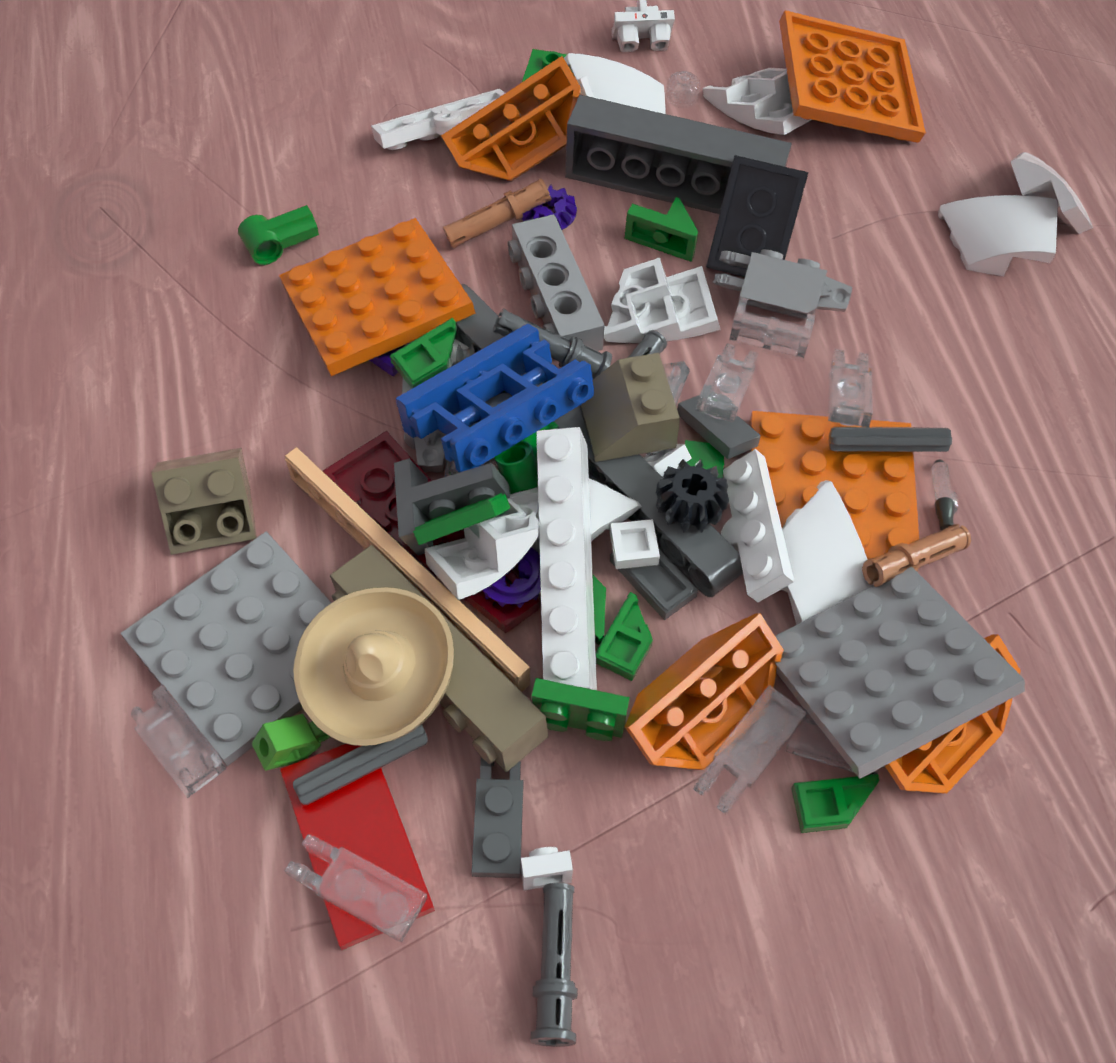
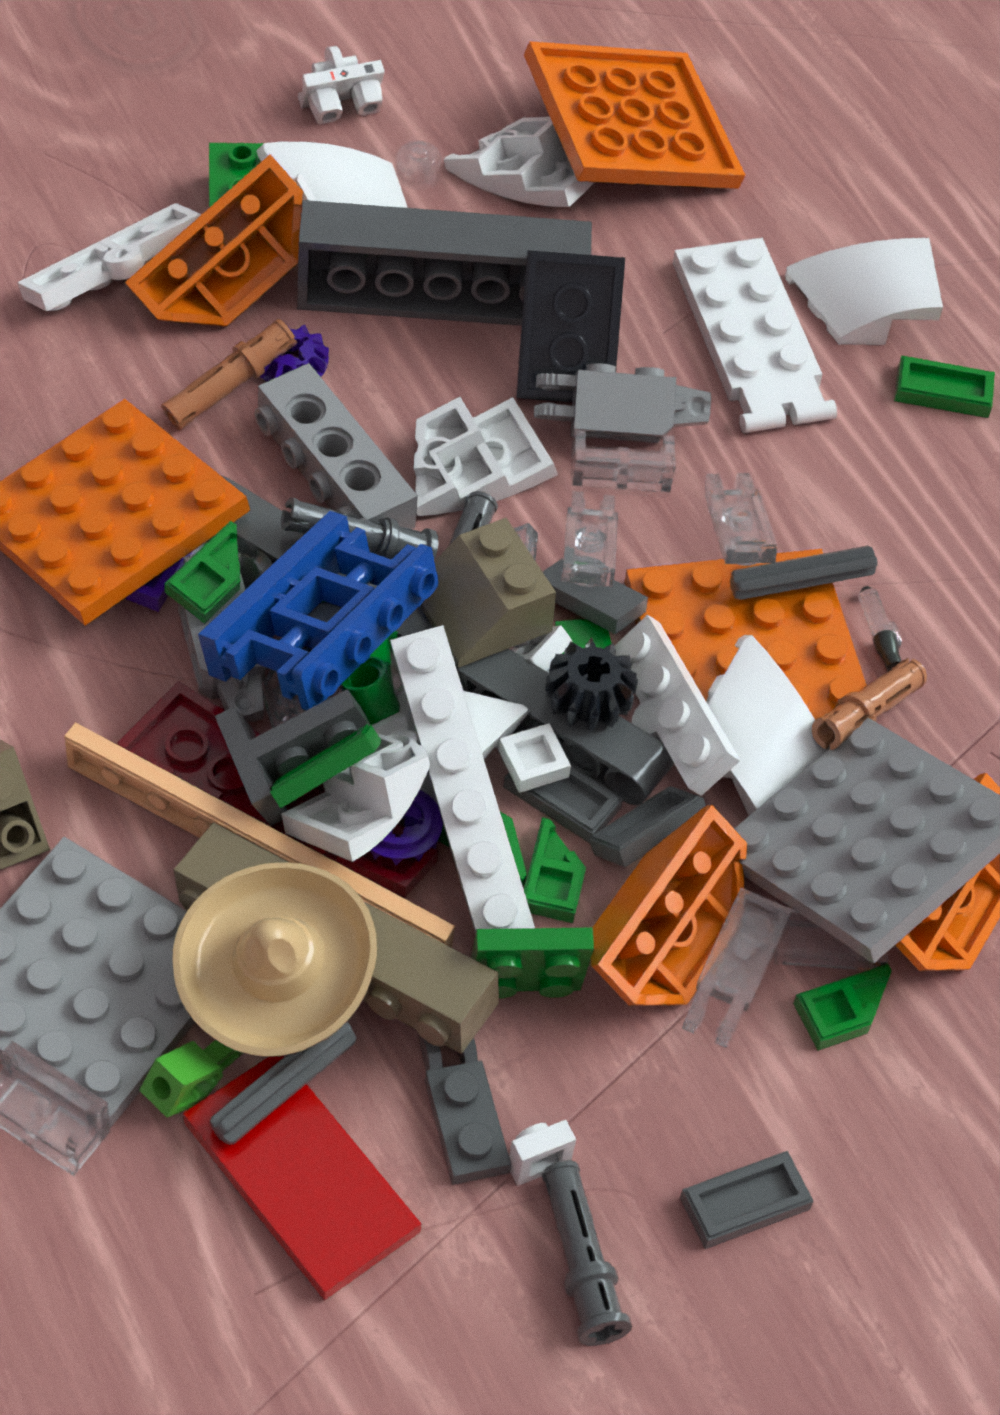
camera: 20 degrees left, 5 degrees down
(361, 888) = (329, 1218): clear hinge -> none
(666, 233) = (458, 362): green slope -> none
(705, 950) = (746, 1199): none -> dark grey tile
(709, 616) = (645, 826): none -> dark grey tile
(901, 251) = (753, 334): none -> white hinge
(1041, 180) = (905, 217): white slope -> none
(1043, 316) = (944, 386): none -> green tile

